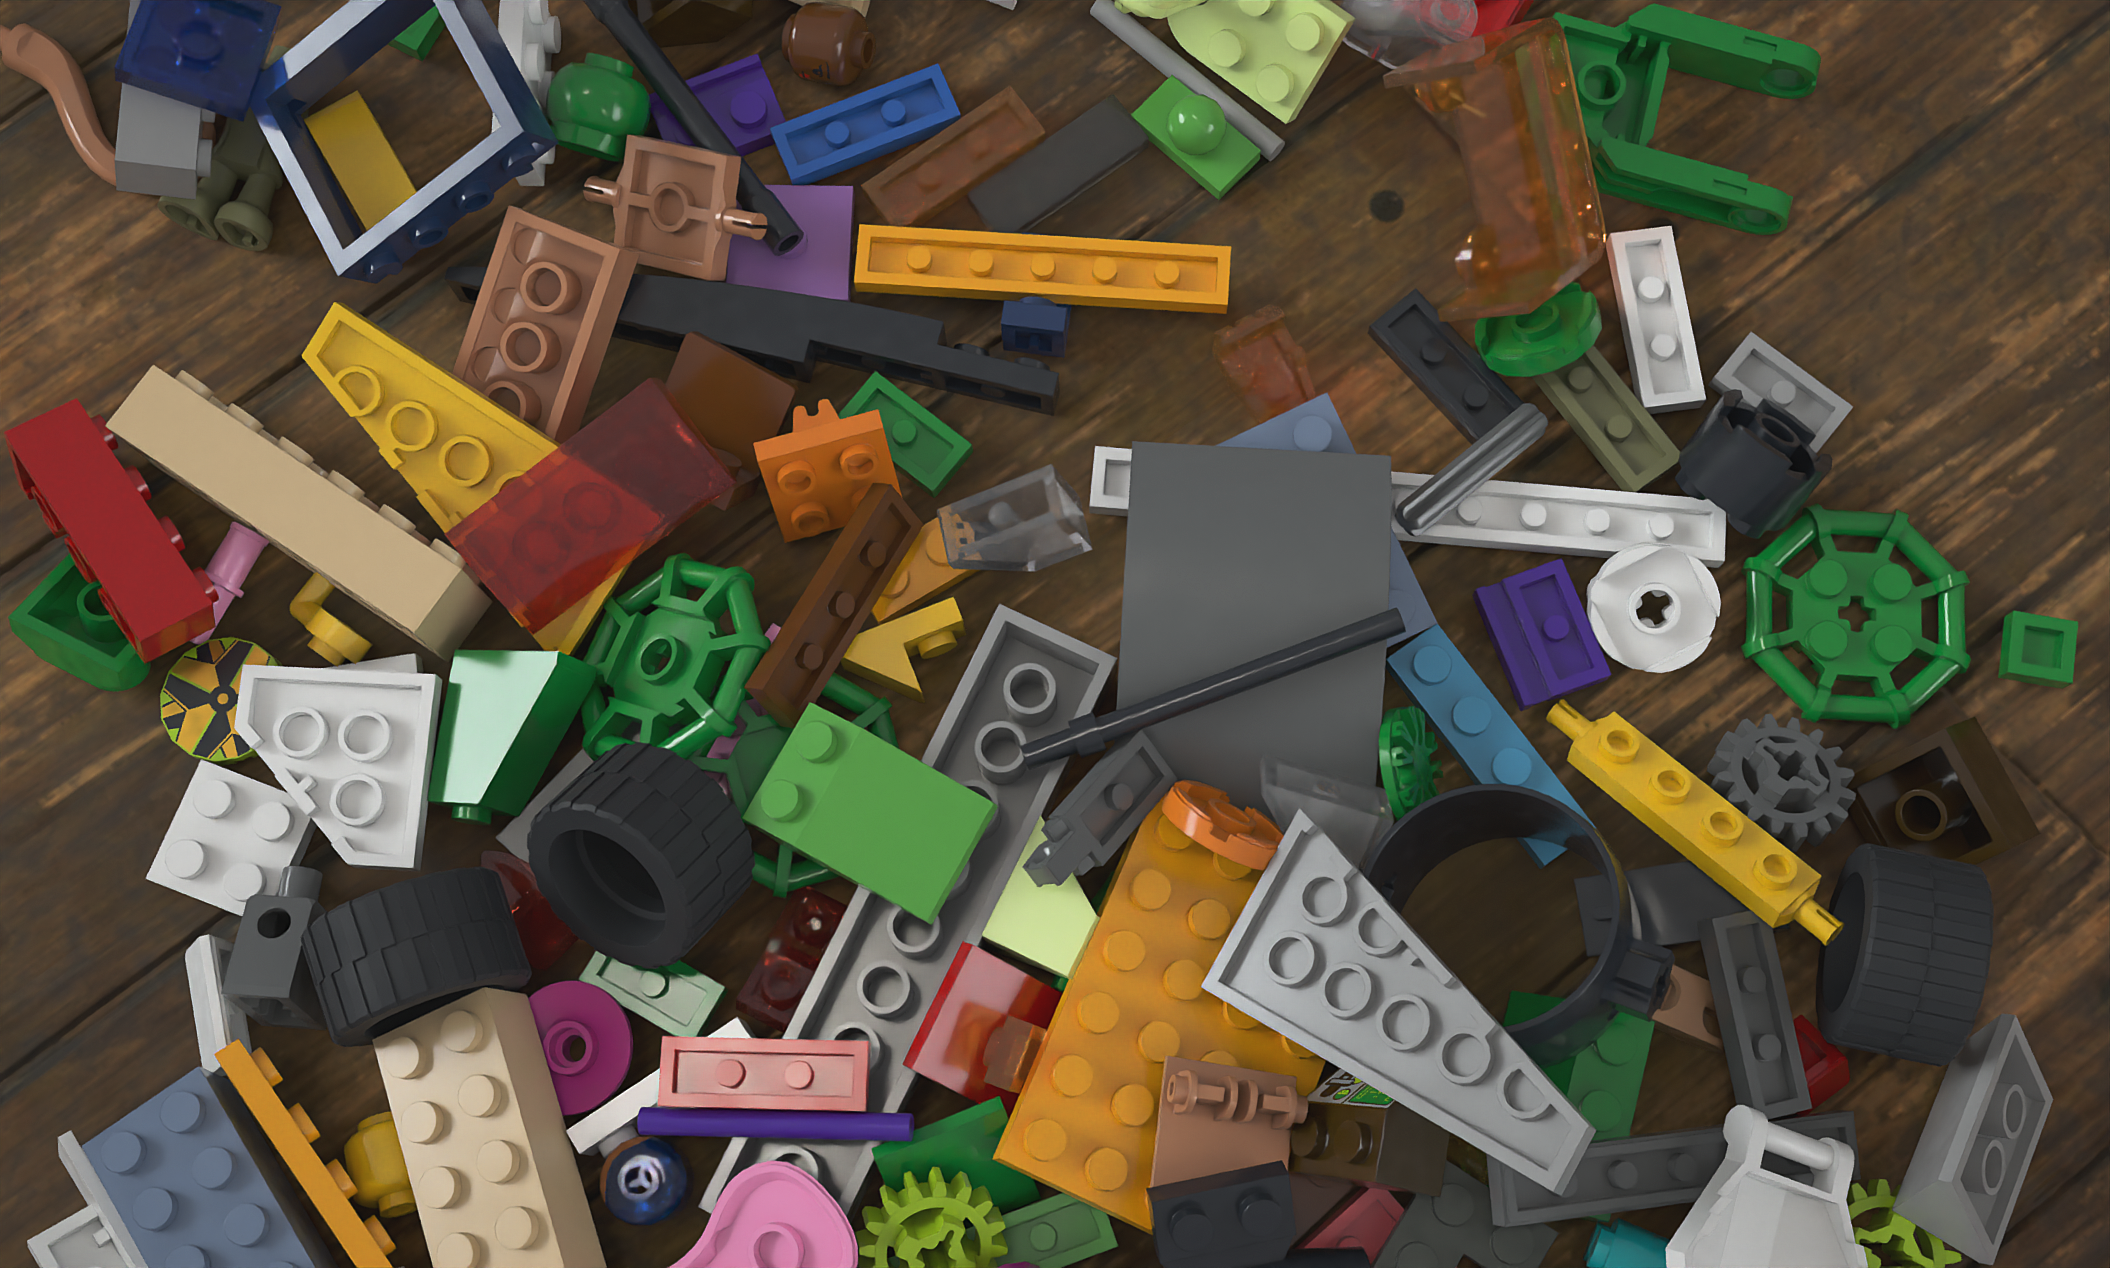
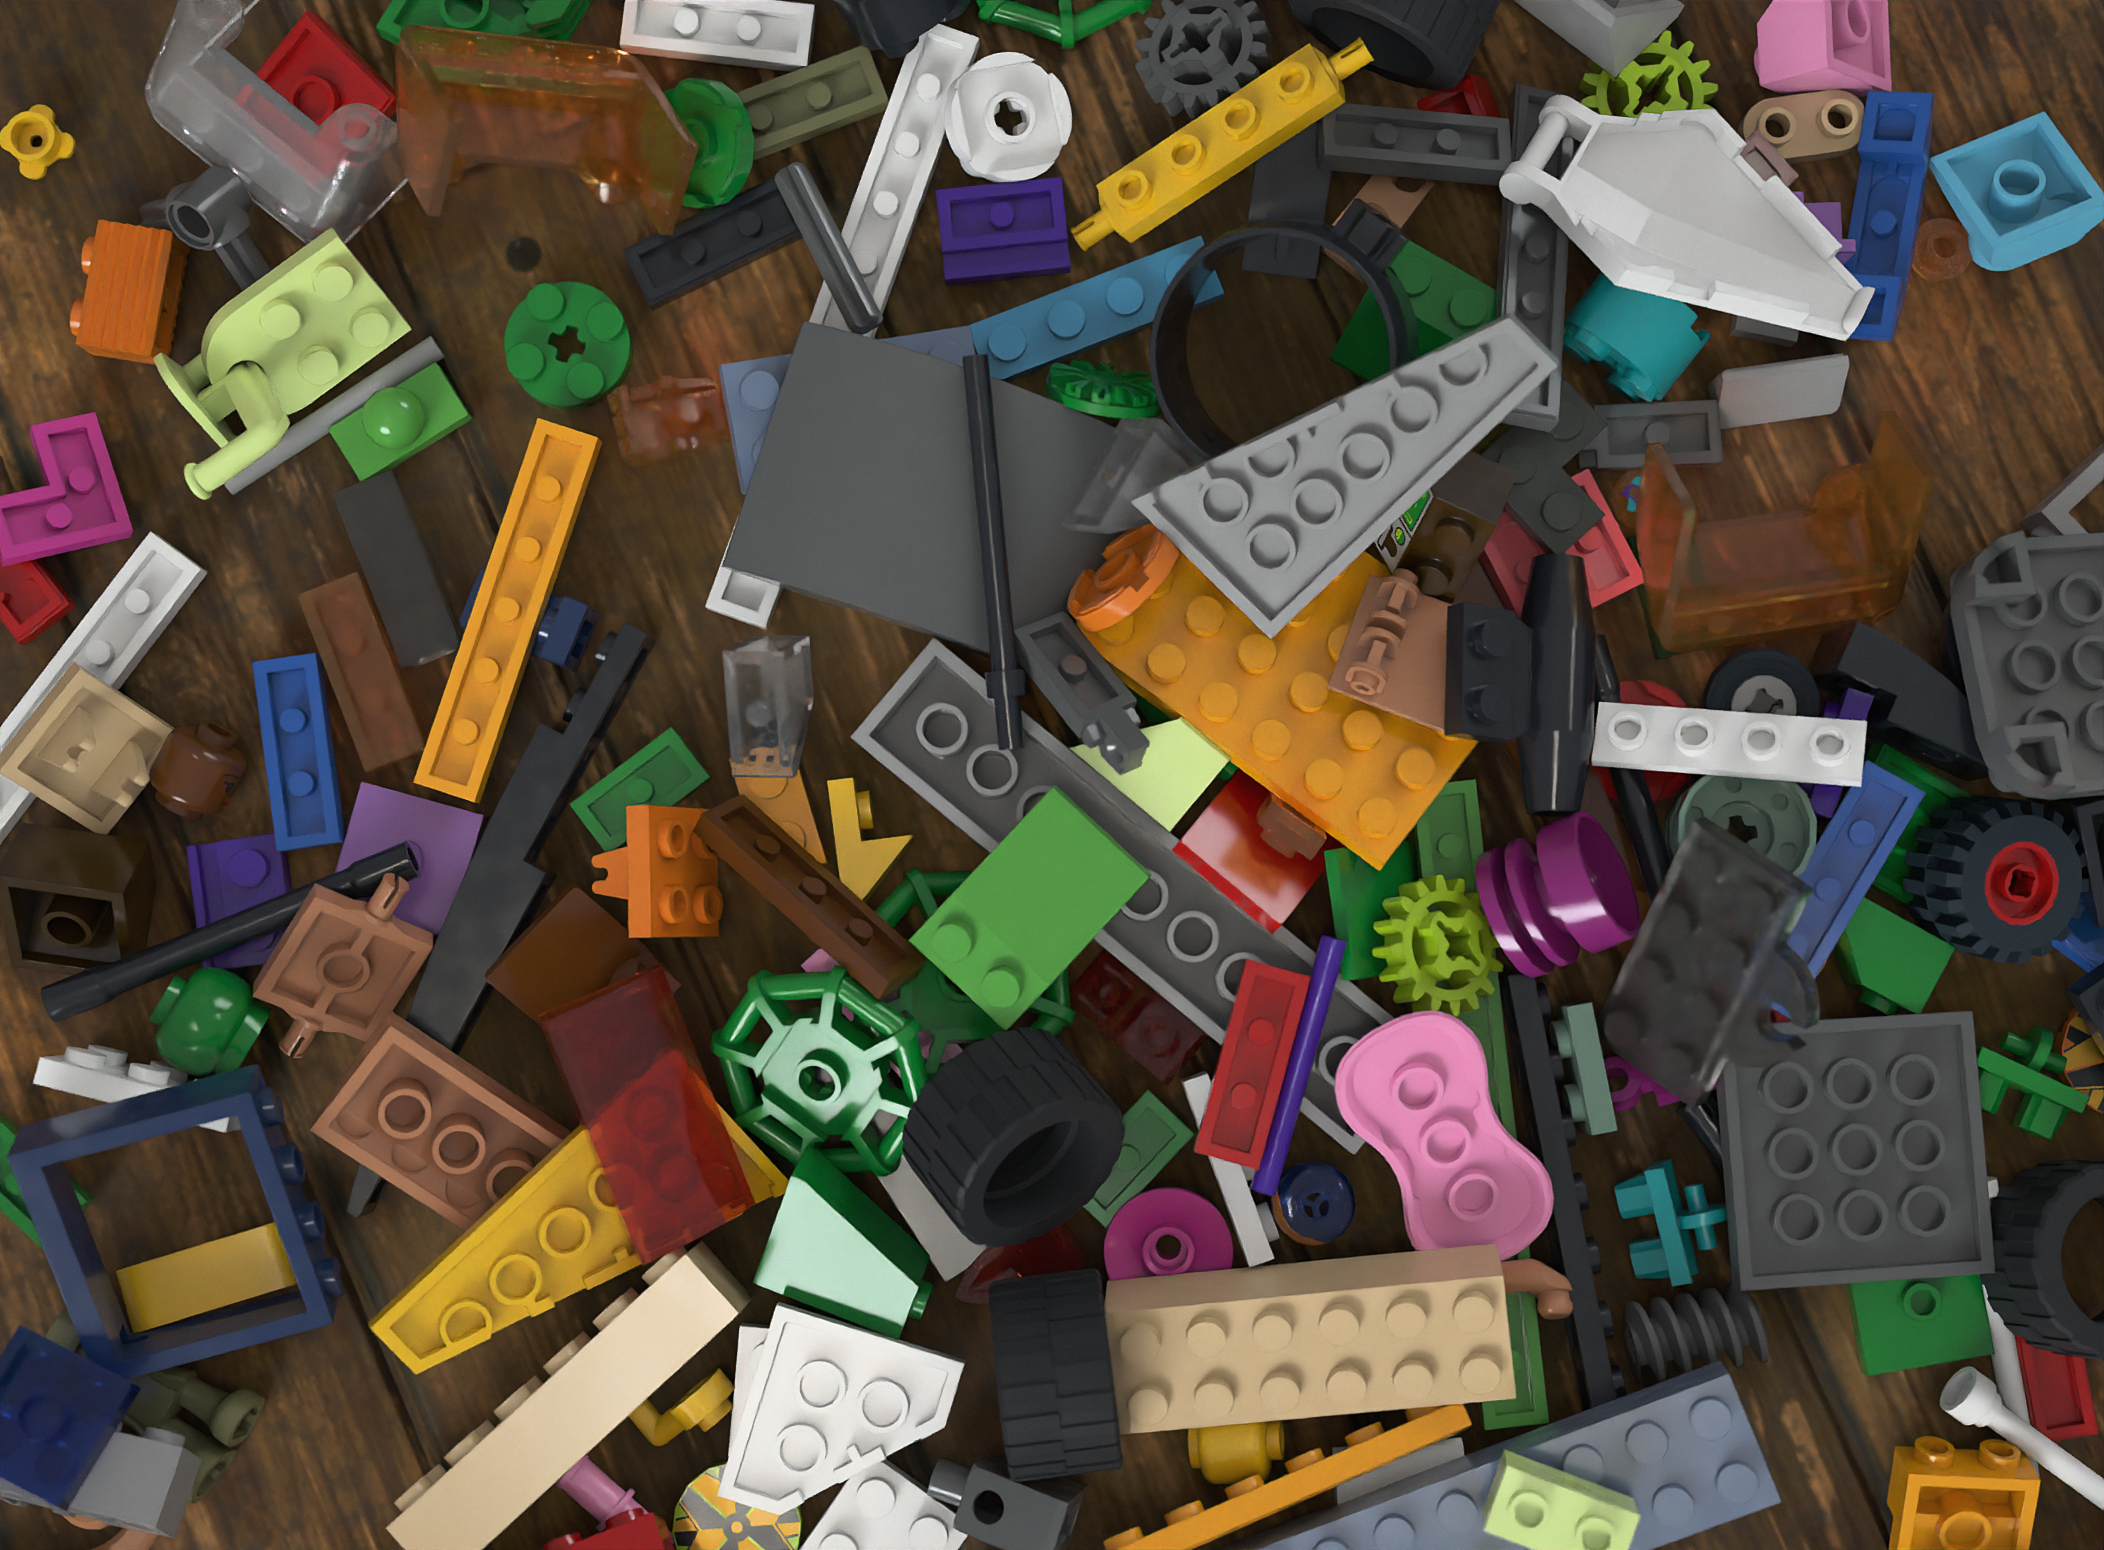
camera: 80 degrees left, 10 degrees up
(1316, 230) = (550, 313): none -> green plate

